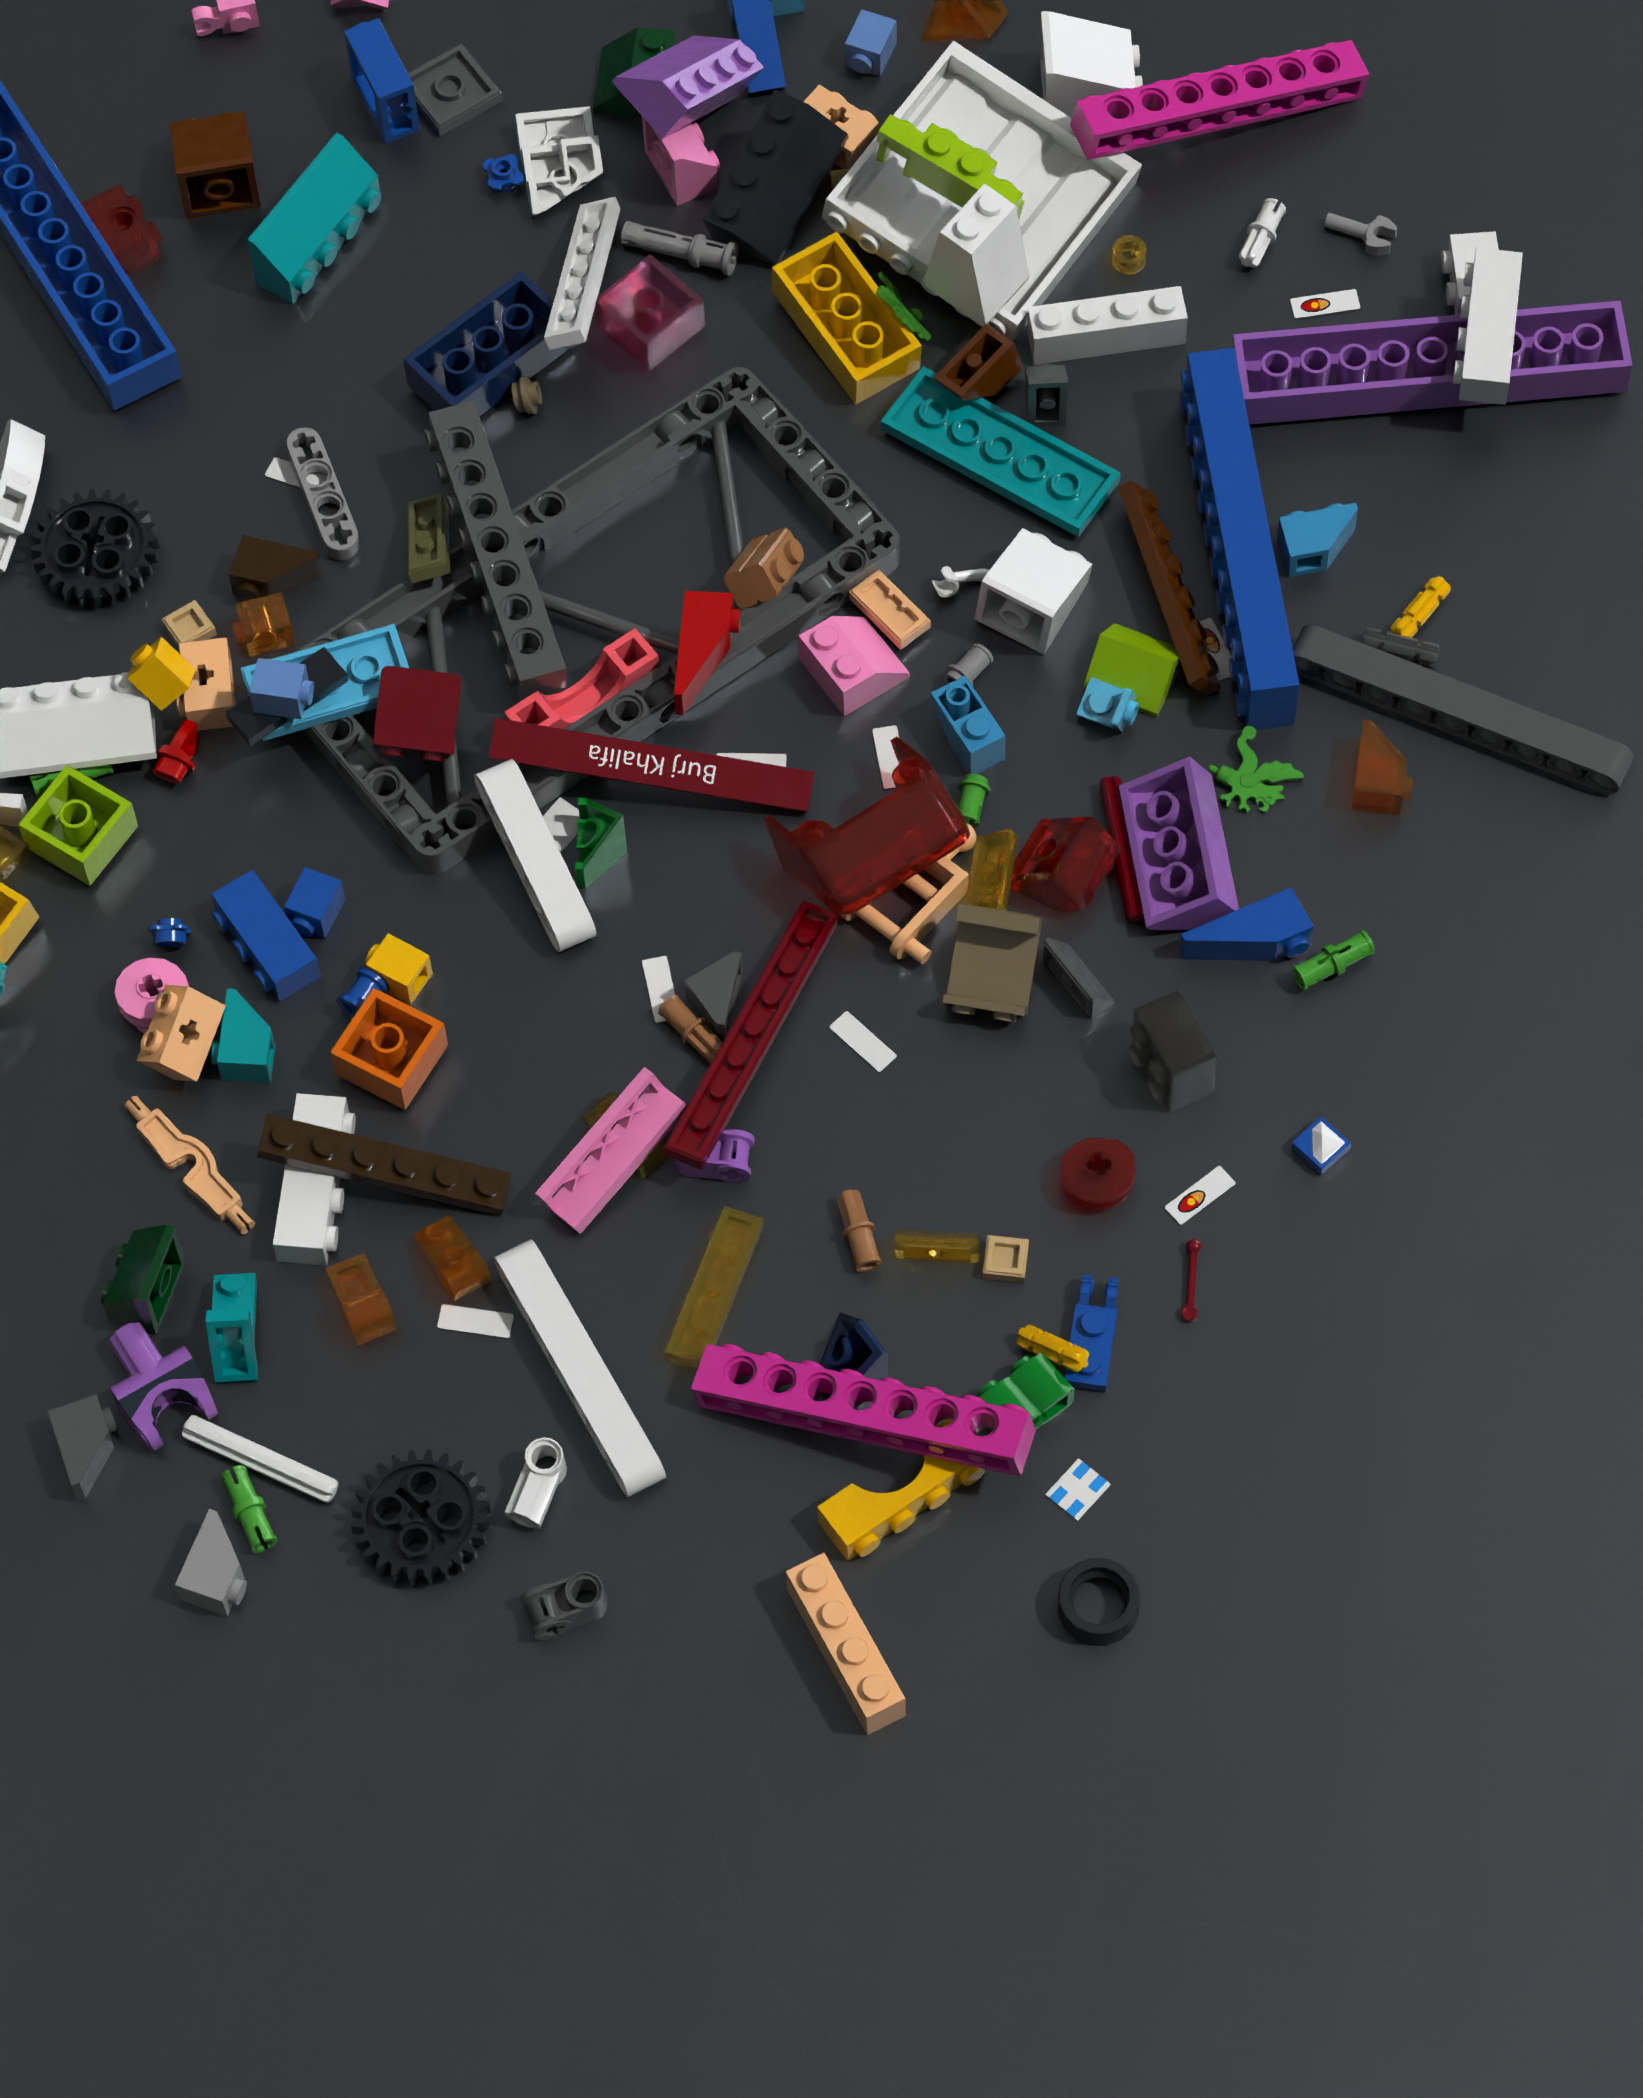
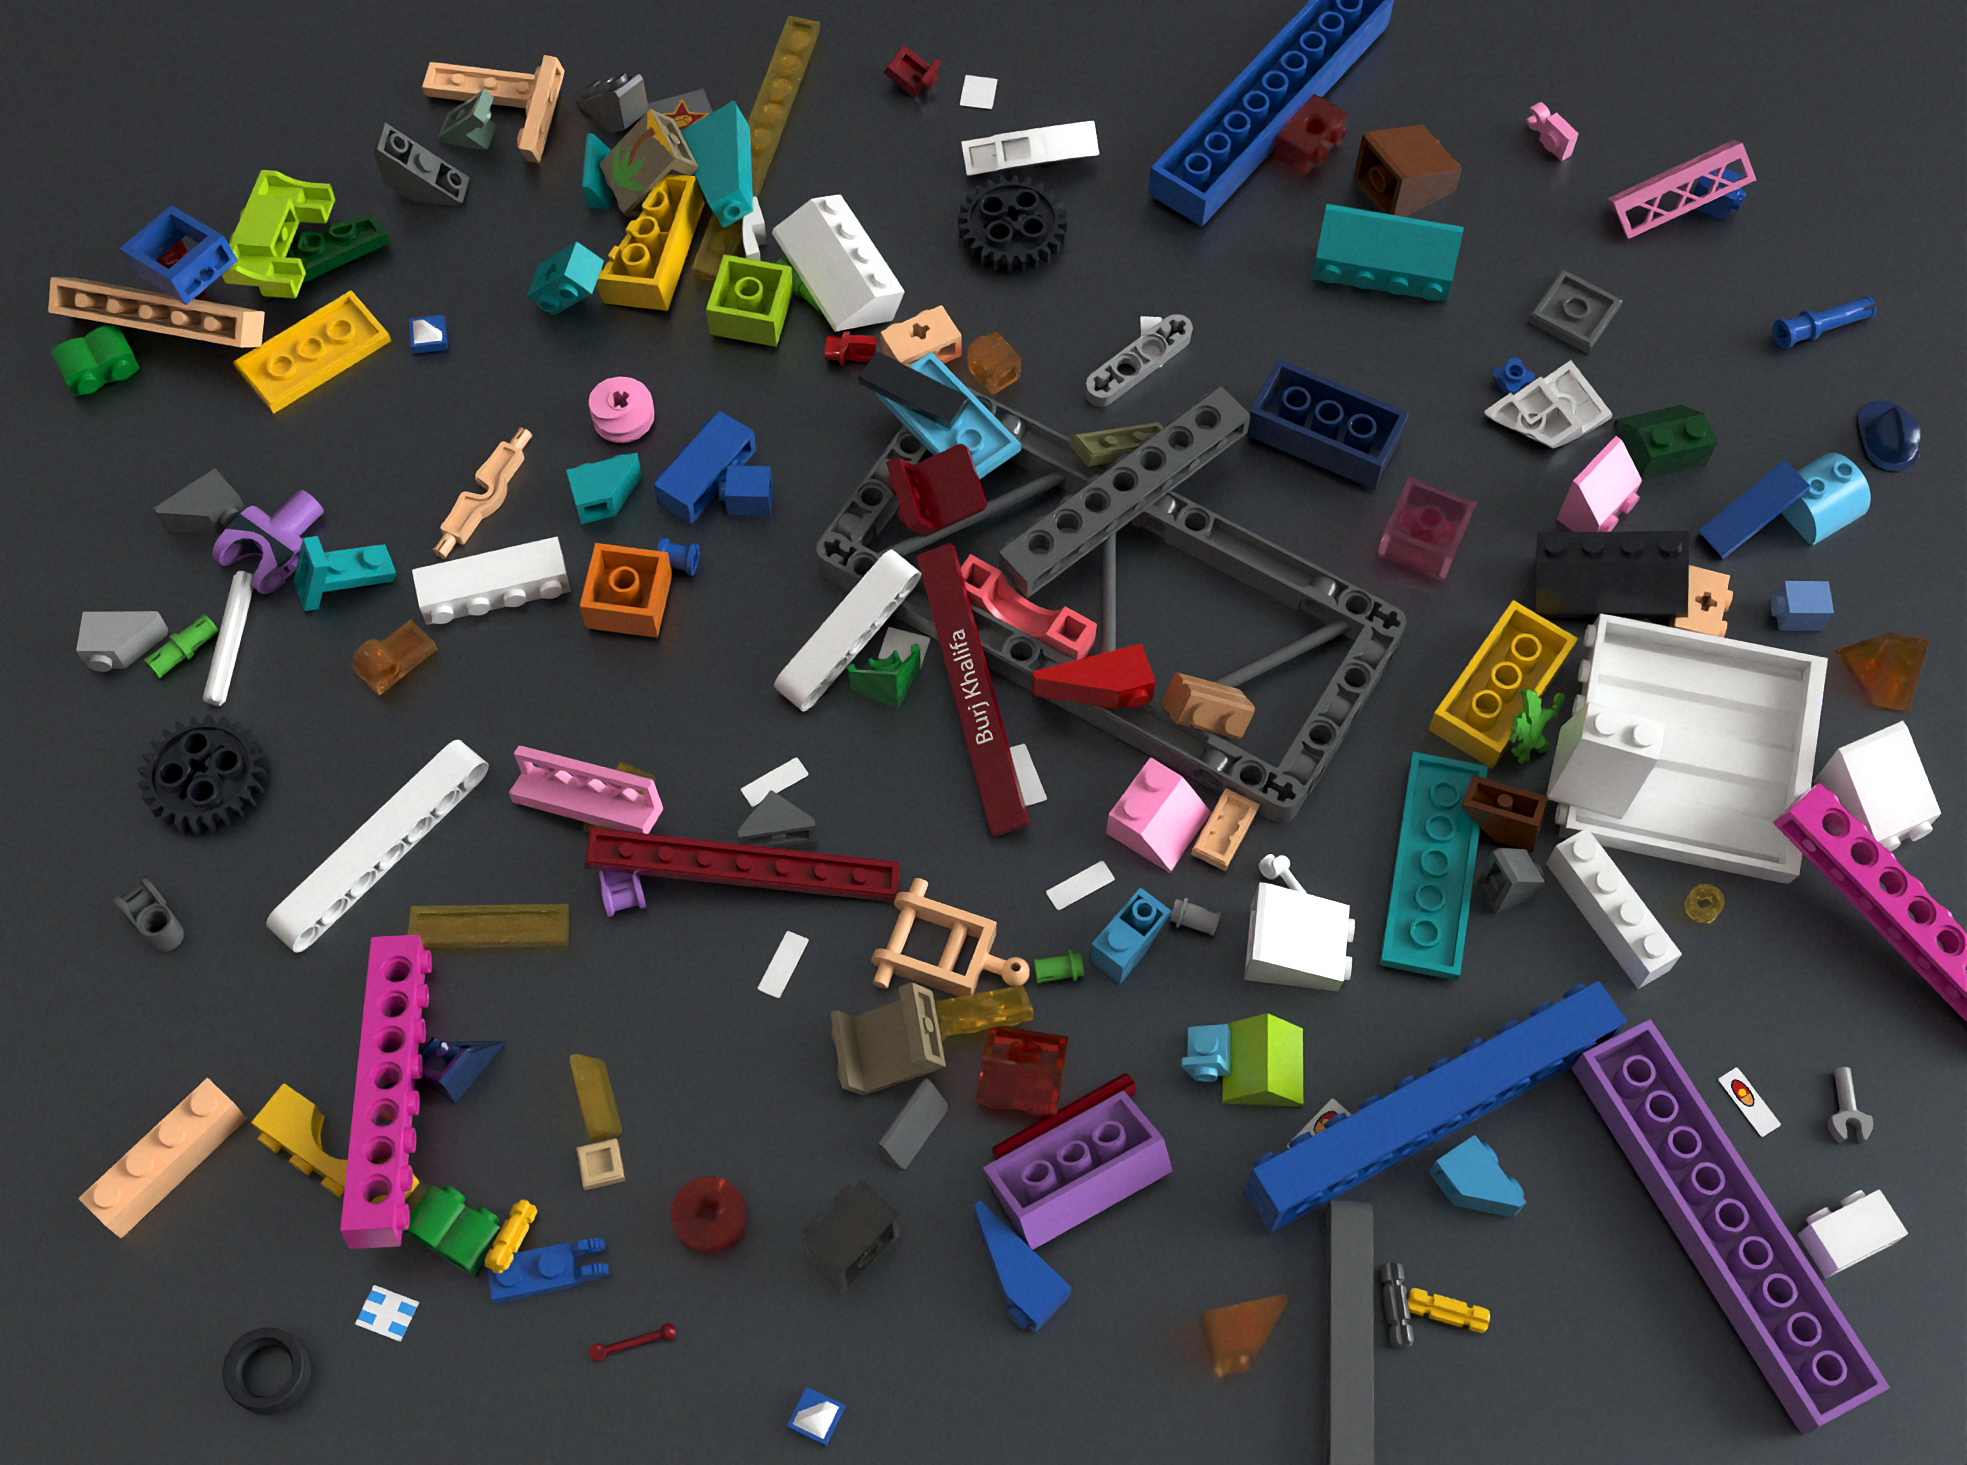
camera: 65 degrees right, 0 degrees up
(144, 1278) = (357, 496): dark green slope -> none
(160, 673) = (897, 295): yellow brick -> none
(169, 933) = (682, 400): blue plate -> none
(180, 1033) = (569, 446): light nougat brick -> none
(189, 624) = (974, 315): tan tile -> none
(271, 568) = (1045, 347): dark brown slope -> none
(280, 688) = (906, 375): medium blue brick -> none
(382, 80) = (1545, 251): blue window -> none
(383, 1165) = (513, 625): dark brown plate -> none
(401, 966) = (710, 572): yellow brick -> none
(453, 1258) = (447, 713): clear orange plate -> none
(475, 1321) = (407, 751): white sticker -> none
(526, 395) = (1302, 469): dark tan plate -> none
(535, 1485) = (257, 851): white piece -> none
(582, 274) = (1429, 458): white plate -> none
(688, 81) = (1663, 465): medium lavender slope -> none
(690, 1027) = (741, 809): medium nougat axle -> none
(697, 249) = (1514, 545): light grey pin -> none
(858, 1231) = (585, 1025): medium nougat axle -> none
(880, 844) = (964, 902): clear red windscreen -> none
(943, 162) = (1678, 699): lime bracket -> none
(1172, 595) = (1356, 1063): reddish brown plate -> none
(1200, 1195) = (728, 1319): white sticker -> none
(1248, 783) = (1186, 1208): bright green piece -> none
(1261, 233) = (1790, 1013): white axle -> none
(1333, 960) = (1019, 1358): bright green pin -> none
(1490, 326) = (1782, 1260): white brick -> none

